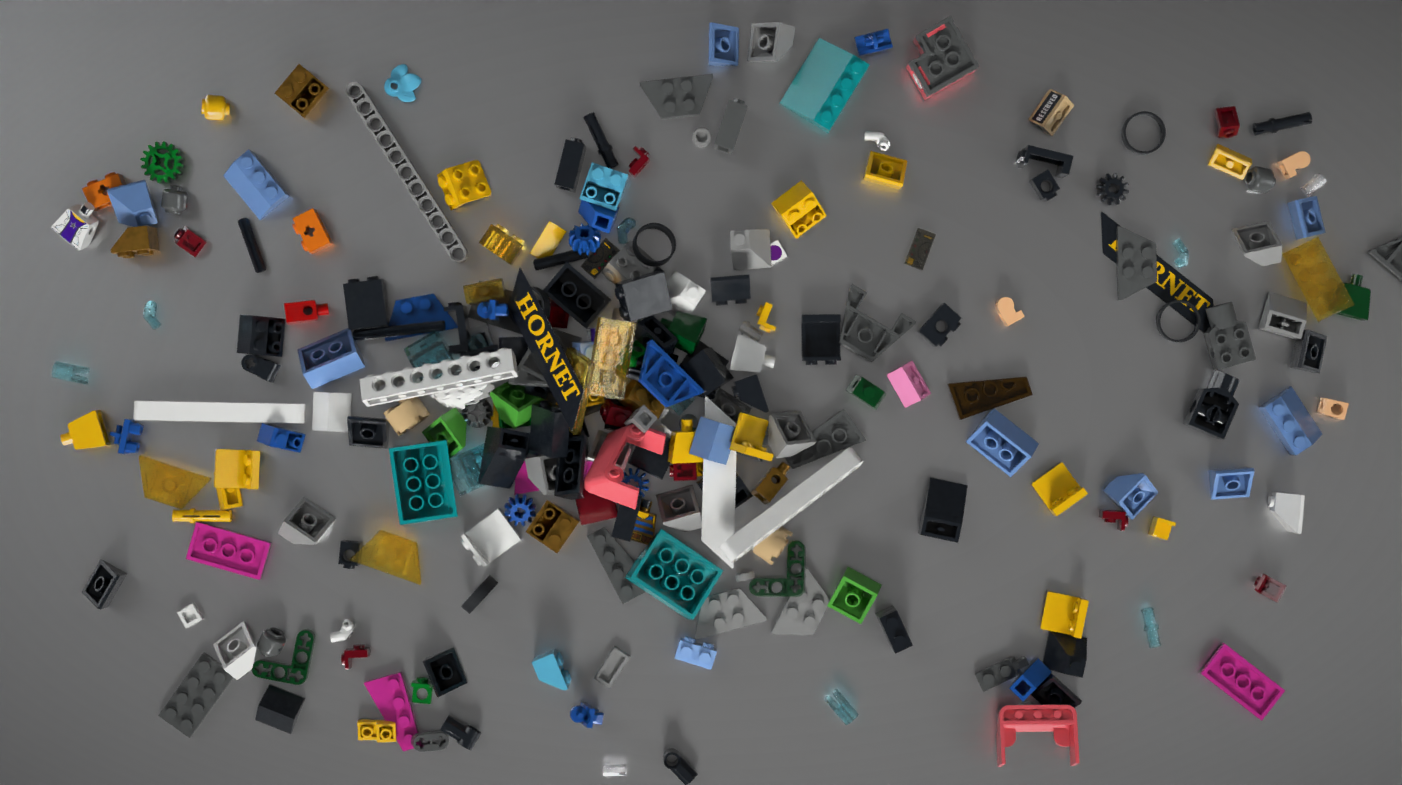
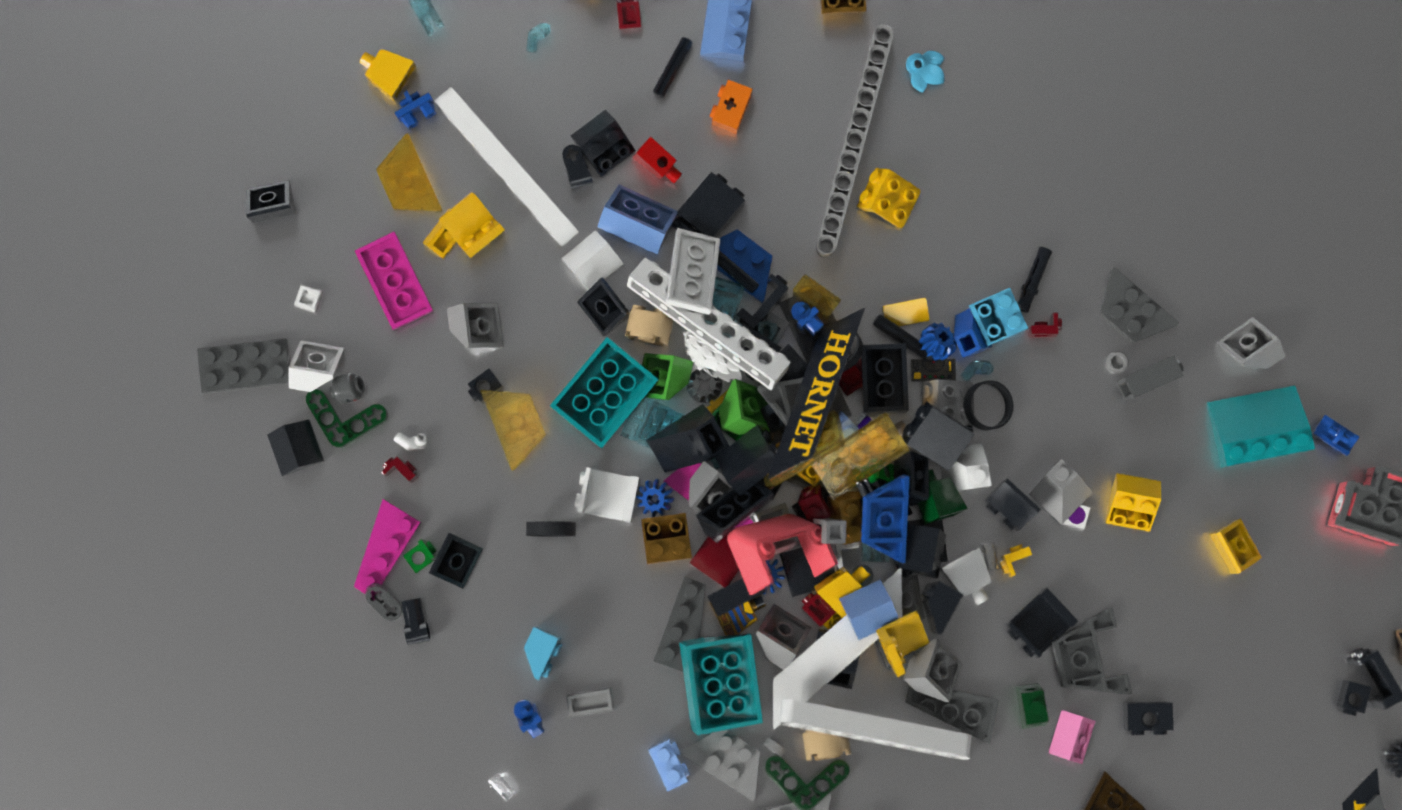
camera: 55 degrees right, 5 degrees down
(223, 515) = (387, 212): yellow pin -> none
(280, 437) = (531, 238): blue slope -> none
(376, 730) = (351, 547): yellow slope -> none
(396, 356) = (693, 271): none -> white tile
(502, 244) = (868, 275): clear yellow brick -> none
(570, 165) = (990, 272): black brick -> none
(723, 45) = (1211, 309): medium blue slope -> none
(766, 489) = (869, 695): pearl gold torso -> none
(879, 138) = (1258, 515): white arm -> none
(920, 249) = (1196, 639): clear smoke tile -> none
(1006, 311) = (1214, 765): light nougat leg -> none

